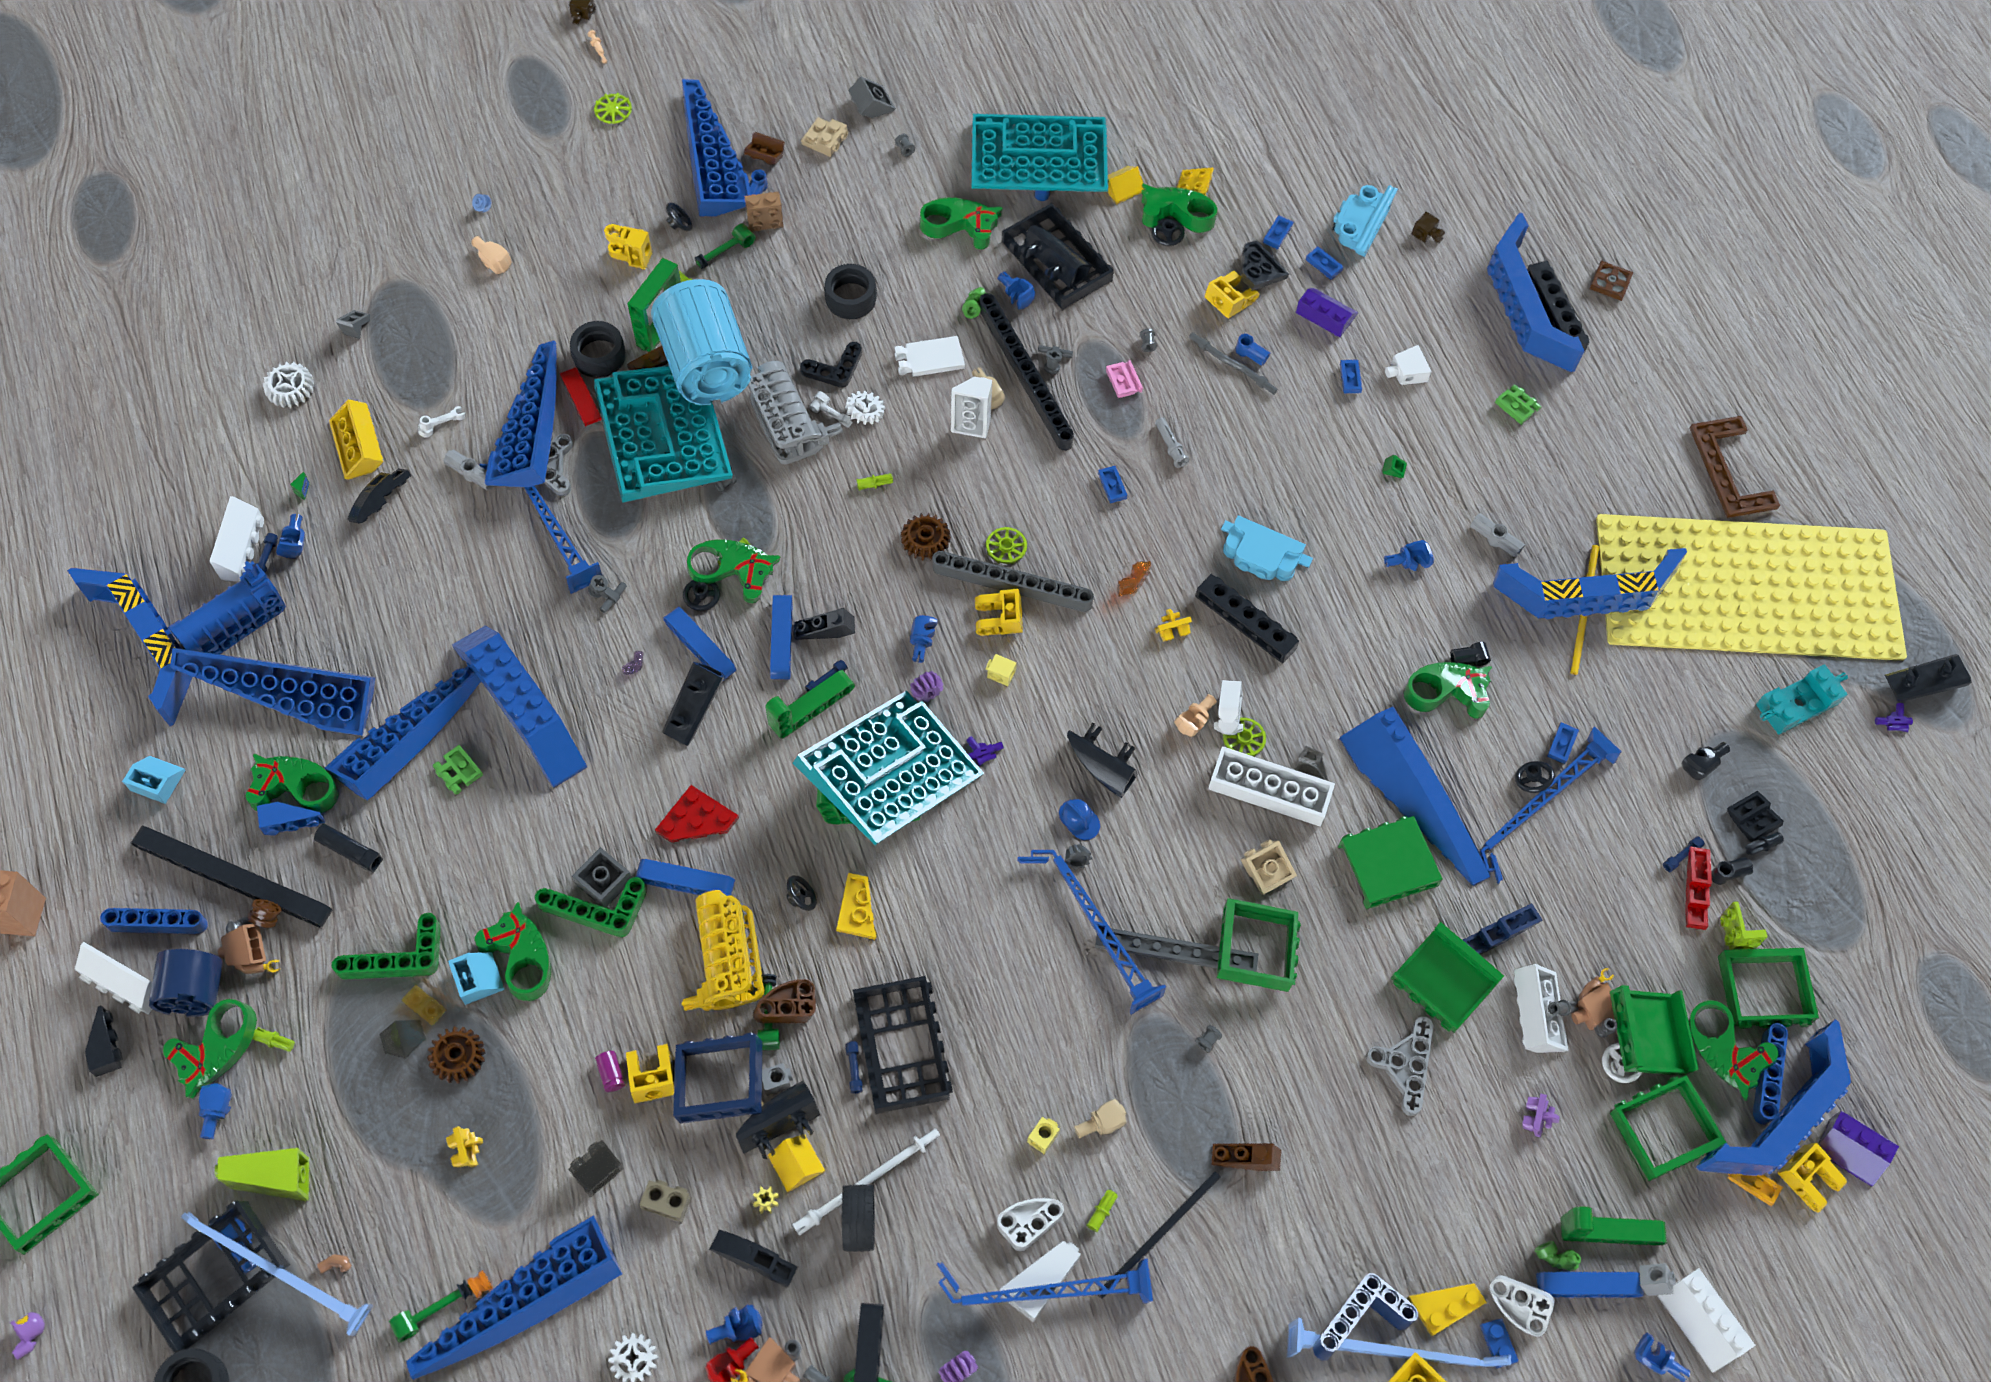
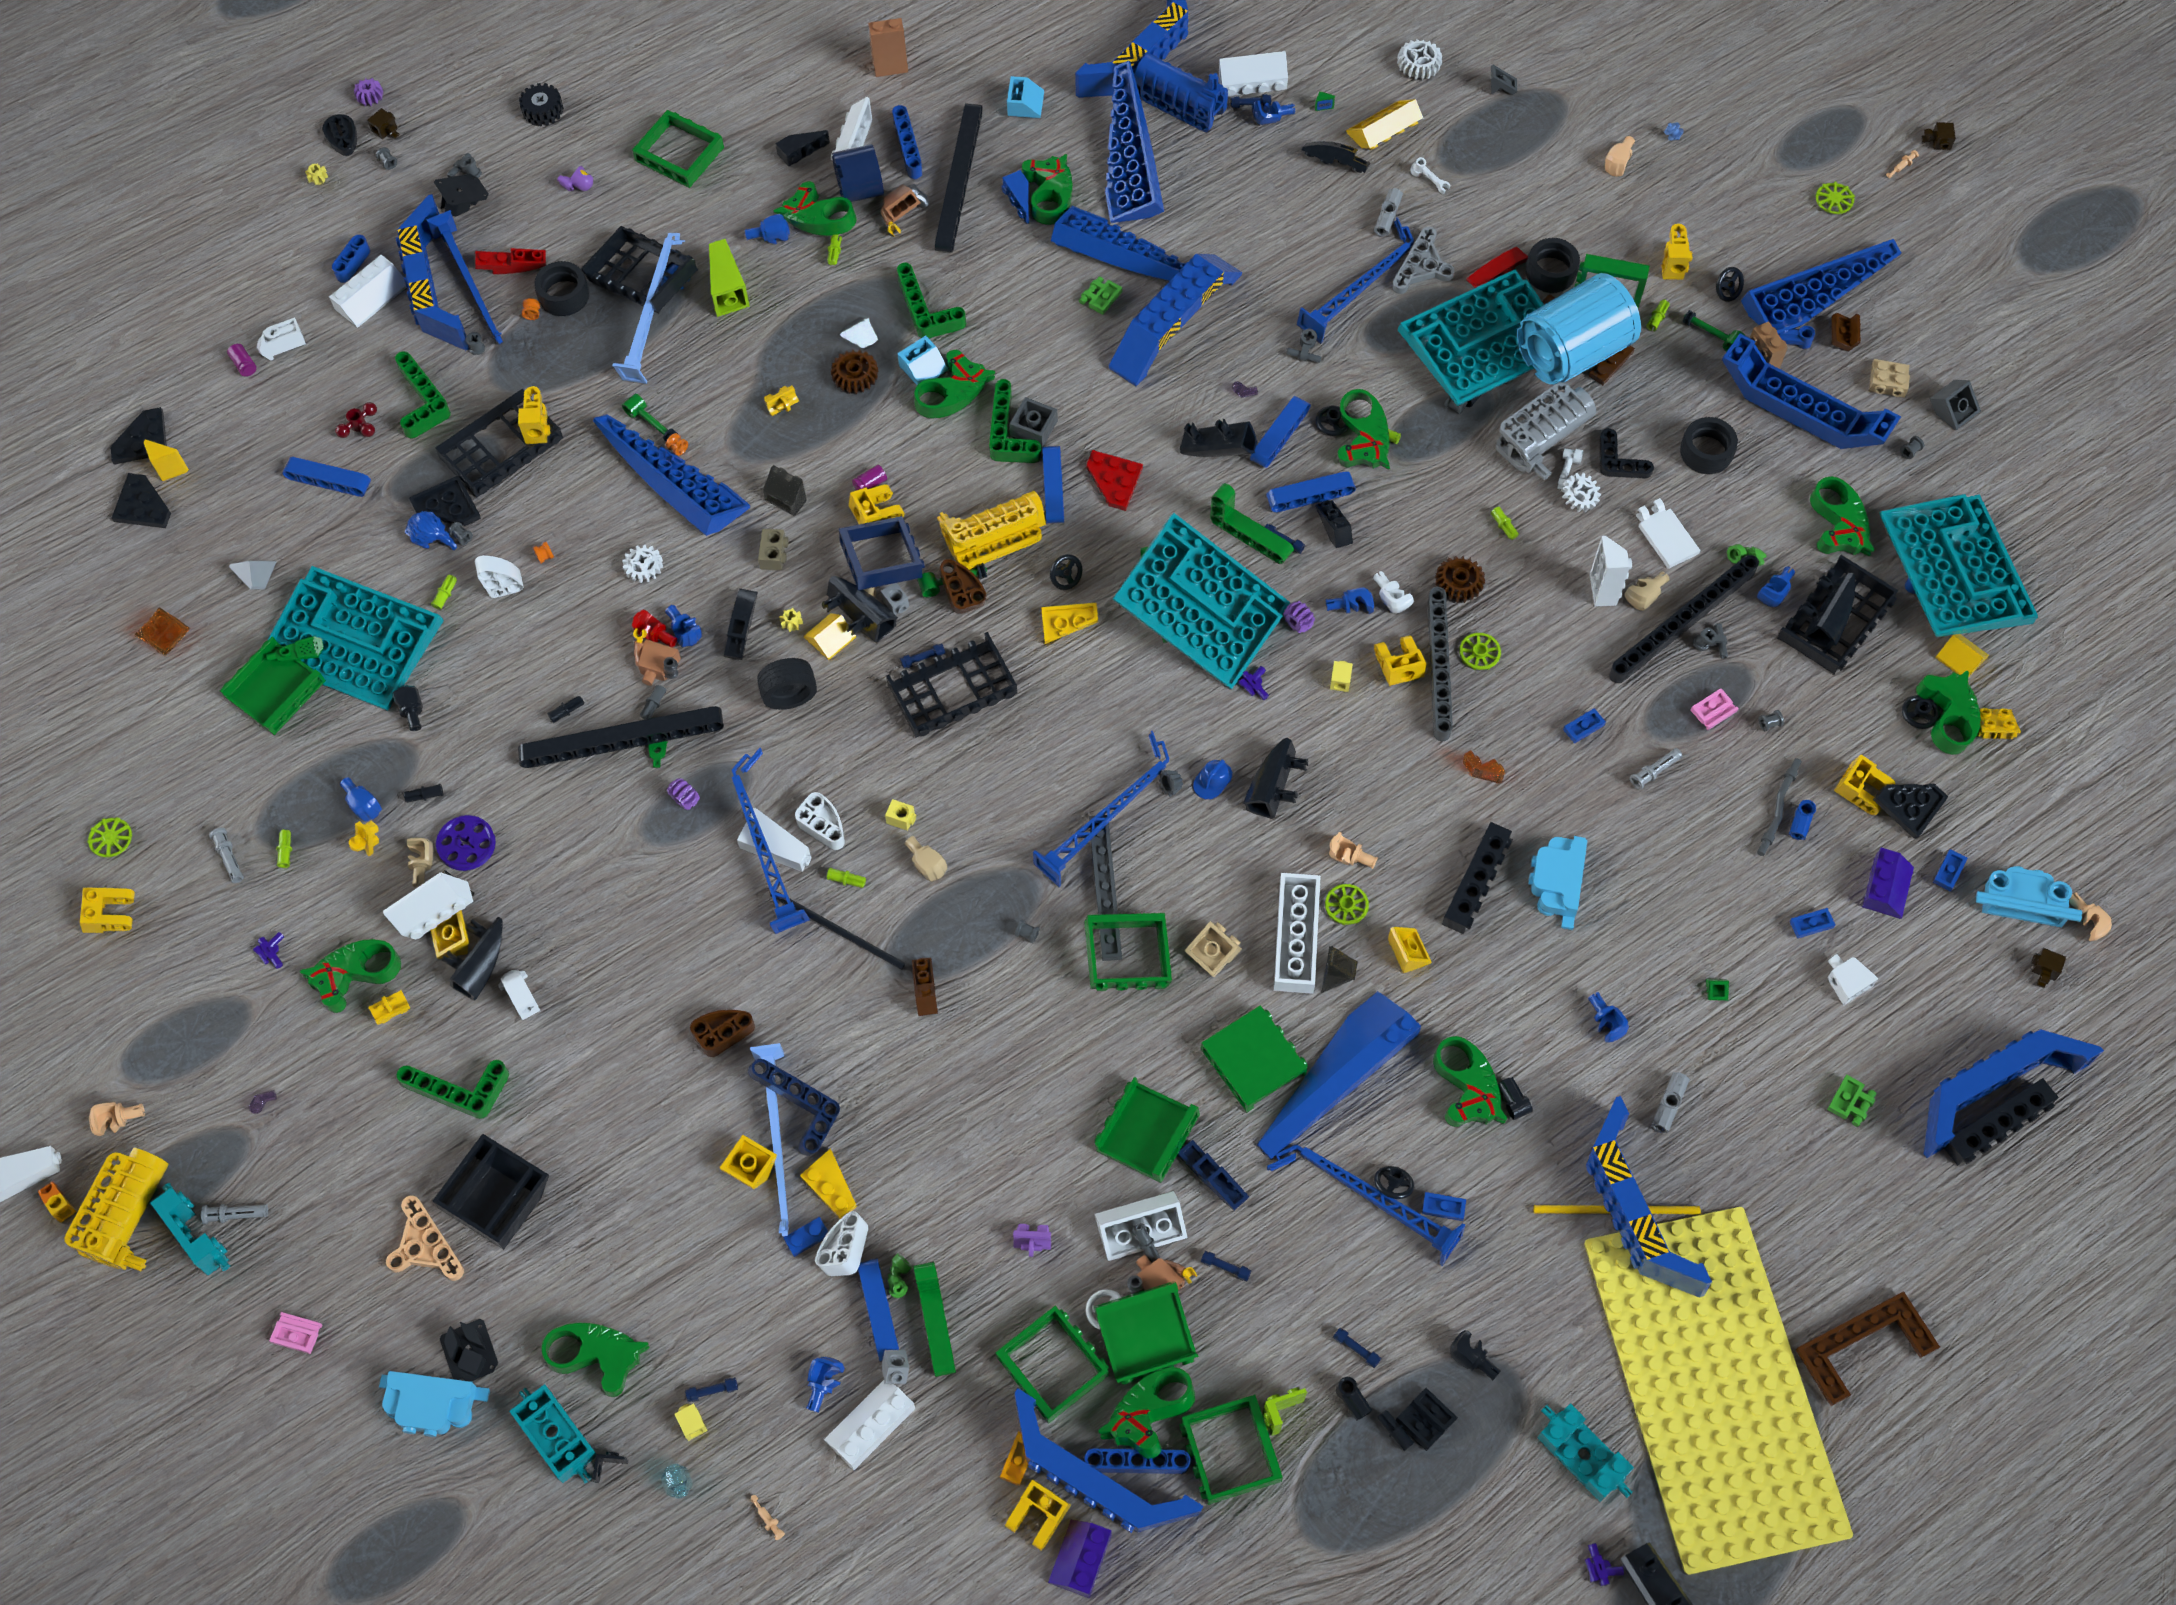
camera: 80 degrees right, 0 degrees up
(264, 913) = (930, 204): reddish brown wheel -> none
(335, 1260) = (672, 346): nougat arm -> none
(348, 848) = (1006, 243): black piece -> none
(423, 1005) = (891, 338): clear yellow slope -> none
(526, 438) = (1424, 240): blue wedge -> none
(815, 1216) = (867, 721): white bar -> none
(840, 200) = (1802, 402): none -> blue slope
(922, 601) = (1392, 595): none -> white piece
(1166, 629) = (1447, 821): yellow hips -> none
(1230, 708) = (1370, 879): white piece -> none
(1278, 232) = (1970, 816): blue plate -> none
(1305, 698) = (1408, 948): none -> yellow slope
(1395, 178) = (2095, 913): none -> light nougat piece
(1405, 1073) = (1042, 1111): light grey beam -> none
(1583, 956) = (1242, 1273): none -> dark blue bar
(1611, 280) = (2070, 1178): reddish brown piece -> none
(1697, 888) = (1322, 1366): red slope -> none

